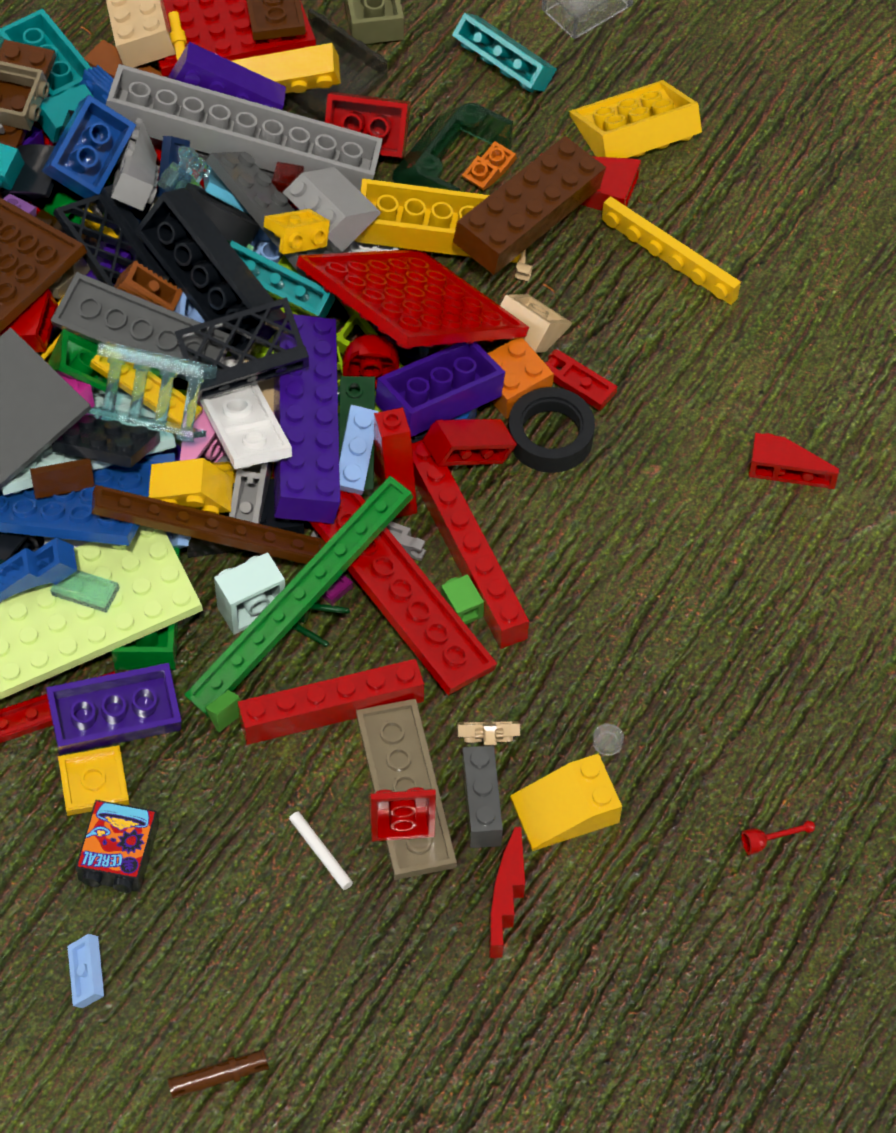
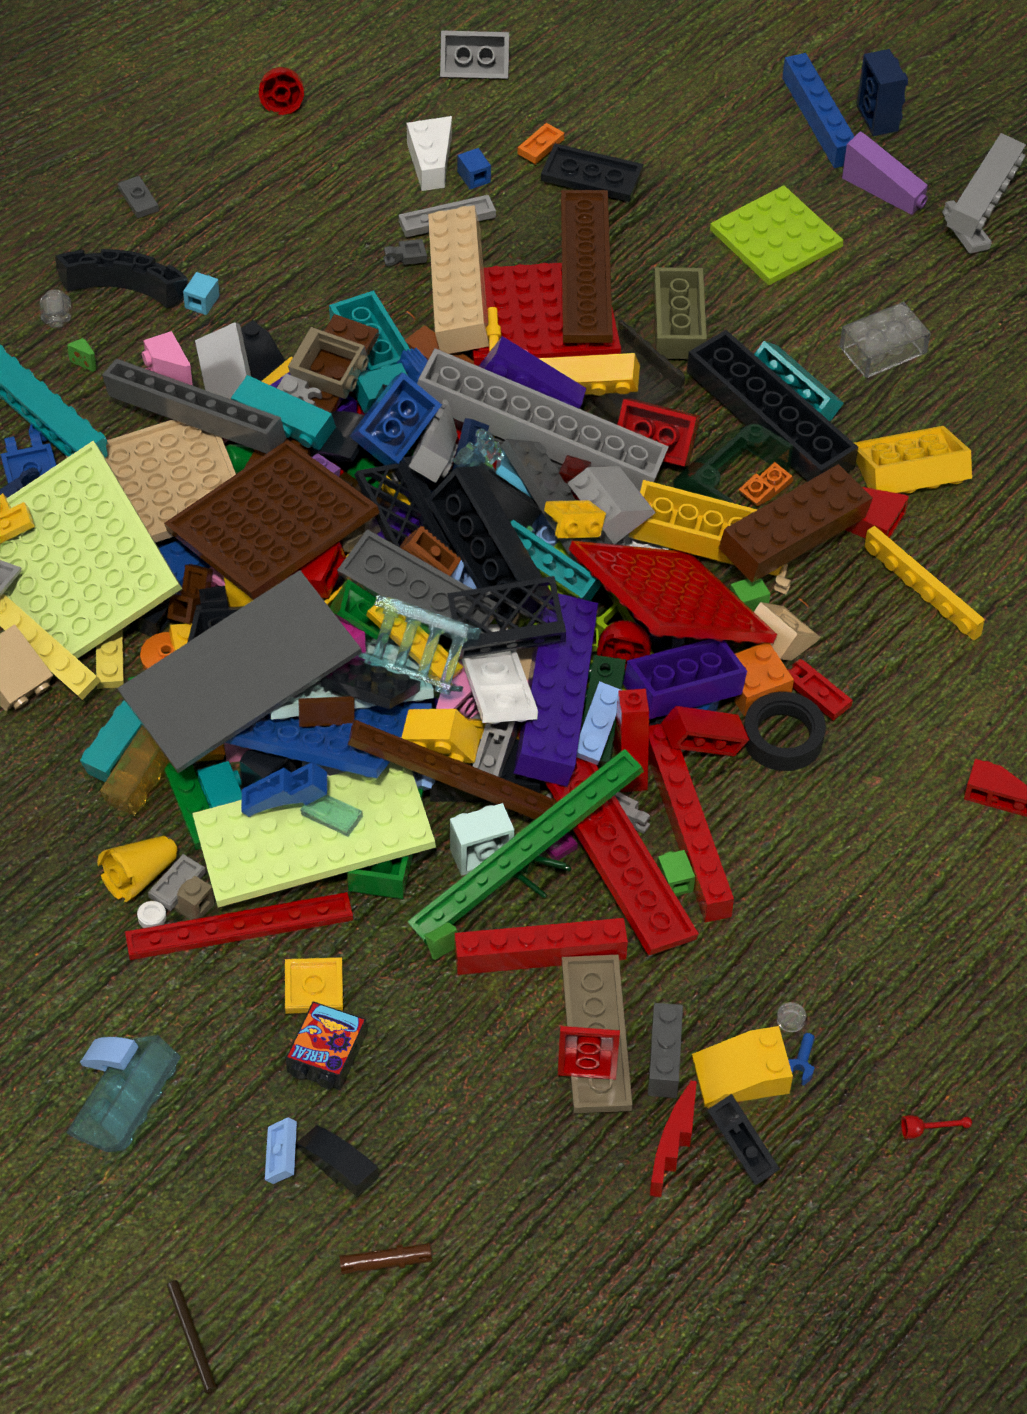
camera: 10 degrees right, 5 degrees down
(113, 708) = (341, 923): dark purple brick -> none
(150, 971) = (338, 1159): none -> black slope
(321, 850) = (510, 1077): white bar -> none
(475, 75) = (763, 398): none -> black brick
(488, 731) = (680, 994): tan hinge -> none
(493, 286) = (751, 593): none -> bright green brick
(576, 881) = (740, 1138): none -> black slope
(626, 787) = (801, 1062): none -> blue bar

